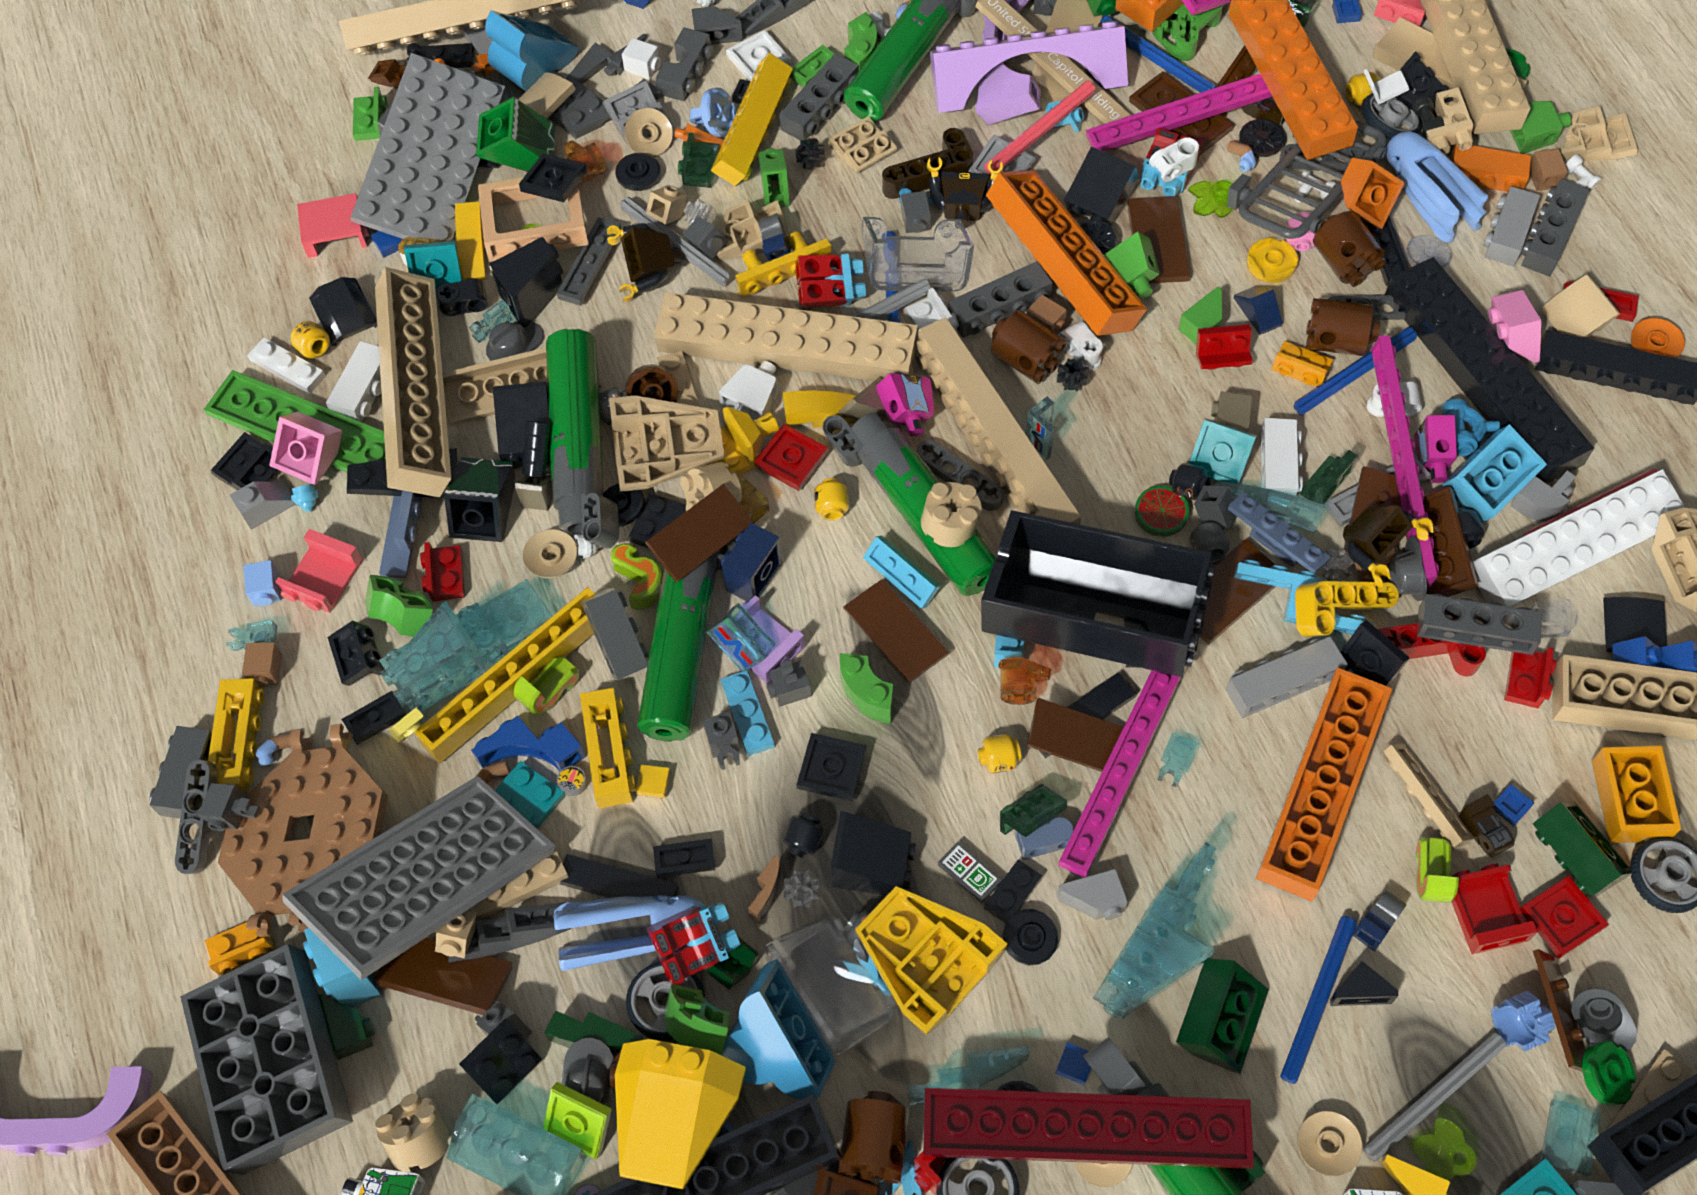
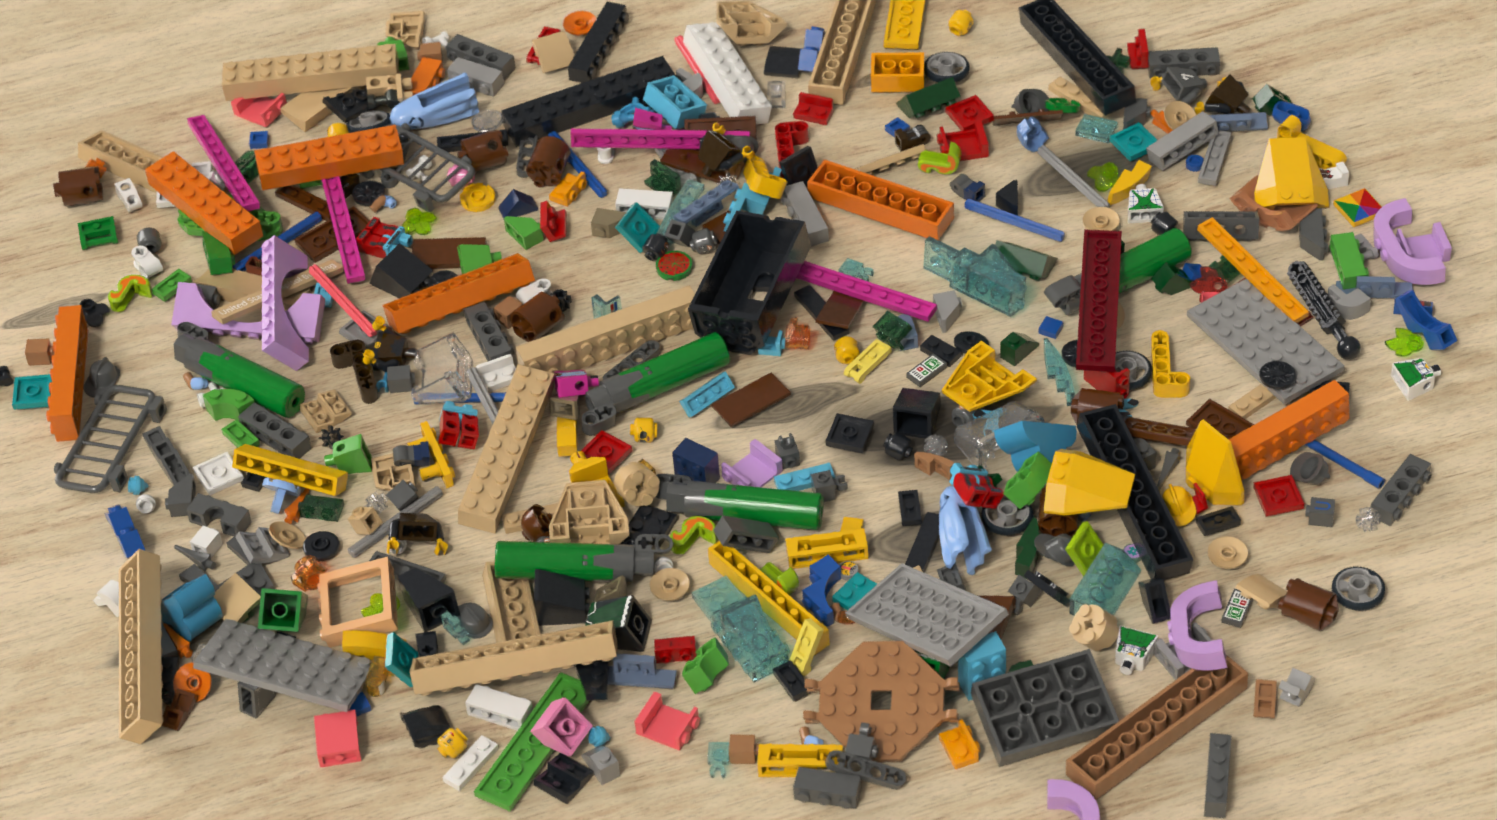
camera: 85 degrees left, 15 degrees down
(261, 583) = (674, 755): light blue brick -> none
(355, 652) = (739, 695): black bracket -> none
(366, 115) = (221, 723): bright green bracket -> none
(536, 448) = (587, 581): black axle -> none
(553, 177) = (333, 579): black plate -> none
(699, 533) = (678, 477): reddish brown piece -> none
(741, 638) = (755, 472): clear light blue panel -> none
(751, 390) = (547, 472): white torso -> none
(865, 689) = (795, 412): bright green brick -> none
(951, 513) = (683, 342): tan brick -> none
(979, 783) = (867, 360): none -> light yellow plate
(1023, 1011) = (1016, 347): none -> dark green slope
(1175, 159) = (393, 225): white piece -> none
(1370, 190) = (440, 130): orange slope -> none
(1387, 87) = (351, 115): white bracket -> none
(1493, 634) = (784, 117): dark grey brick -> none
(1517, 323) = (564, 74): bright pink slope -> none

